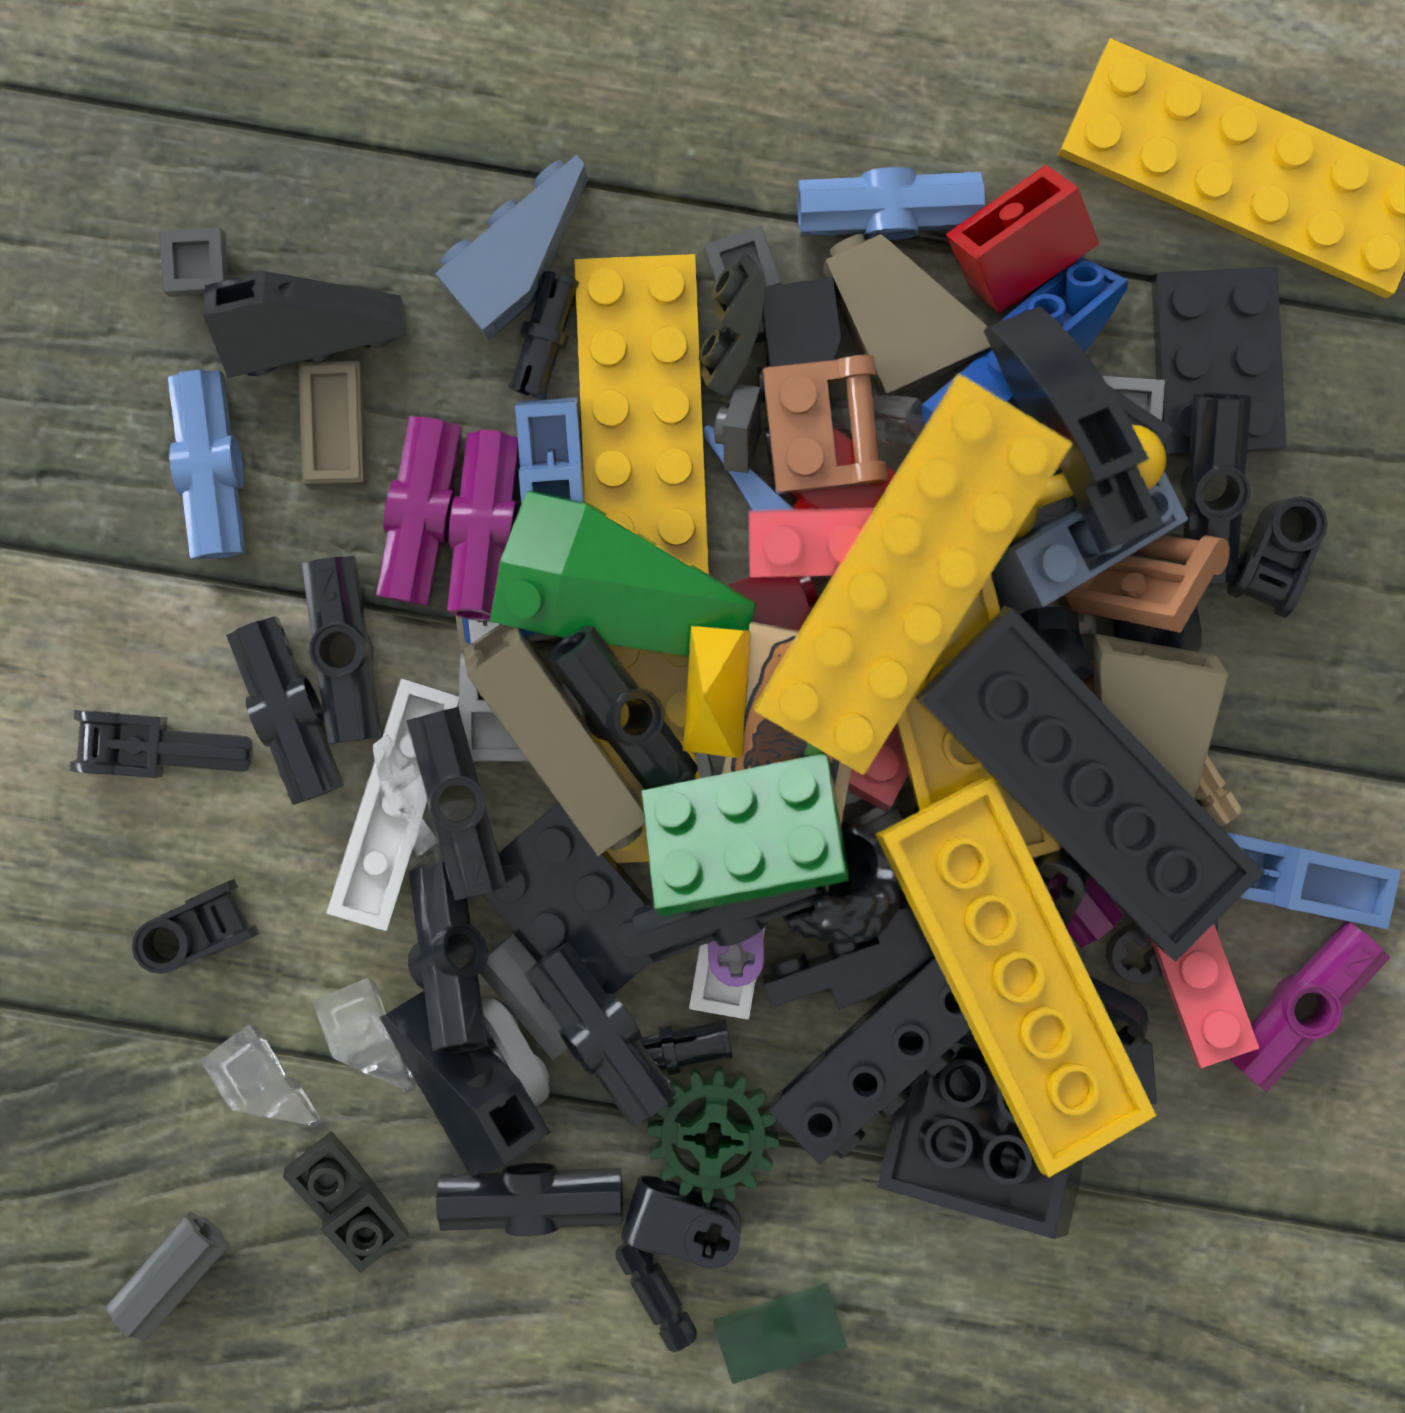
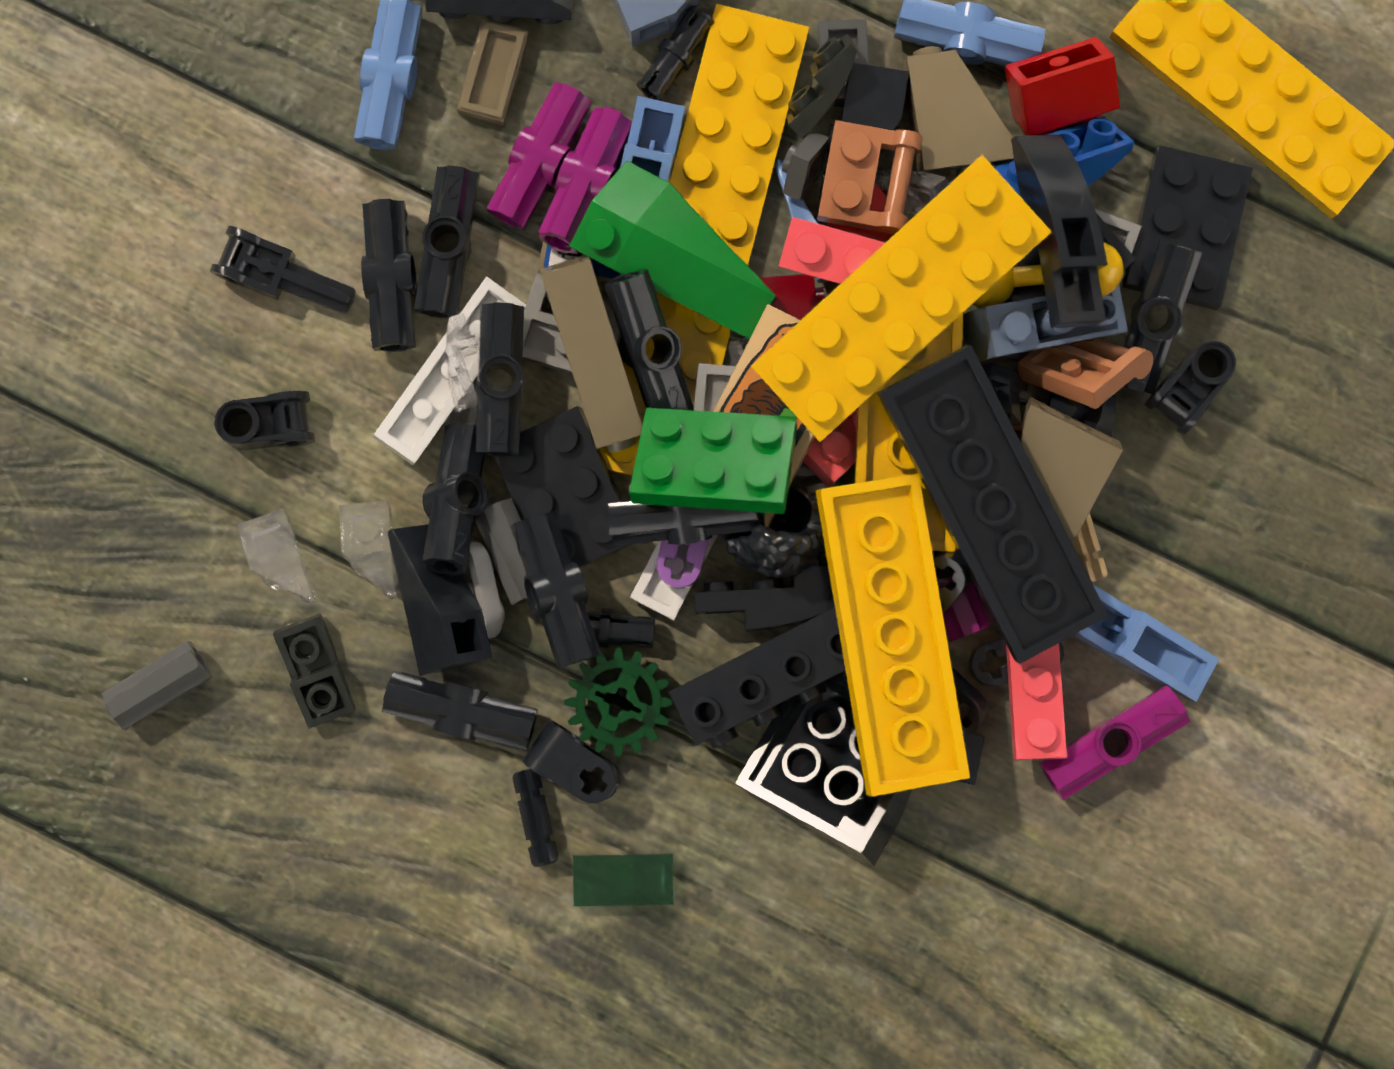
camera: 10 degrees right, 5 degrees down
(716, 691) = (726, 349): yellow slope -> none

